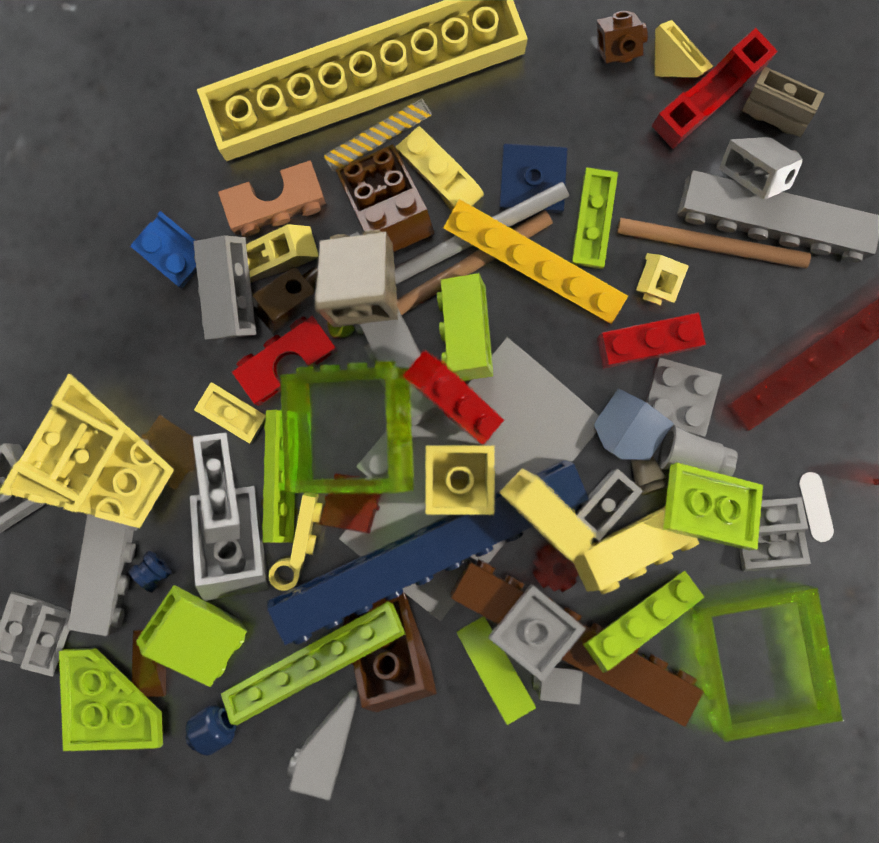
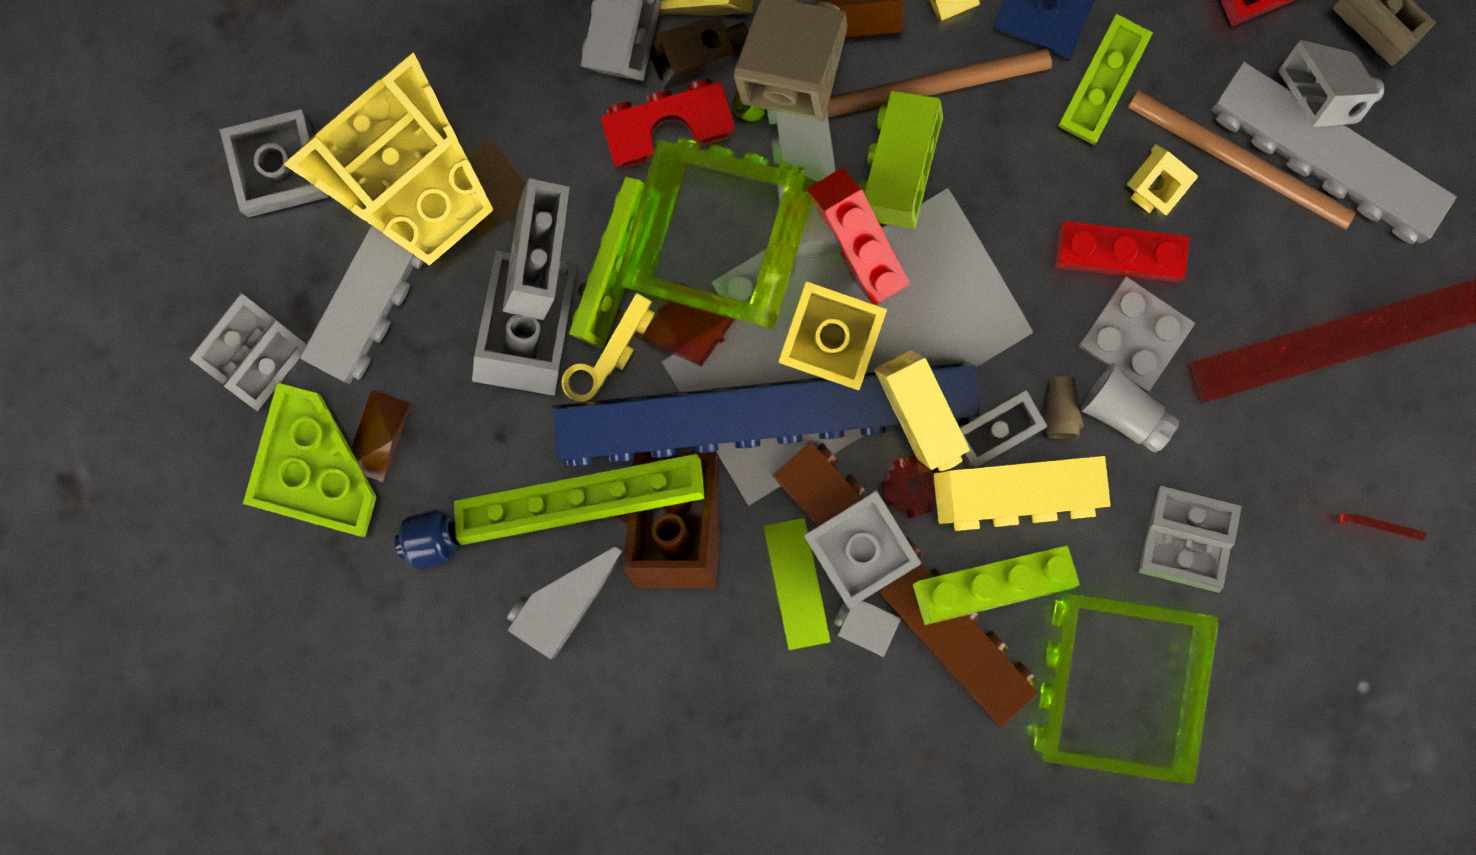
camera: 15 degrees right, 0 degrees up
(150, 571) = (418, 324): dark blue wheel -> none
(191, 636) = (446, 417): lime brick -> none
(231, 413) = (580, 166): light yellow plate -> none
(455, 244) = (959, 49): light grey piece -> none
(535, 261) = (1013, 108): yellow plate -> none
(631, 427) = (1061, 348): sand blue slope -> none
(713, 507) = (1126, 475): lime plate -> none
(816, 507) = (1257, 525): white sticker -> none

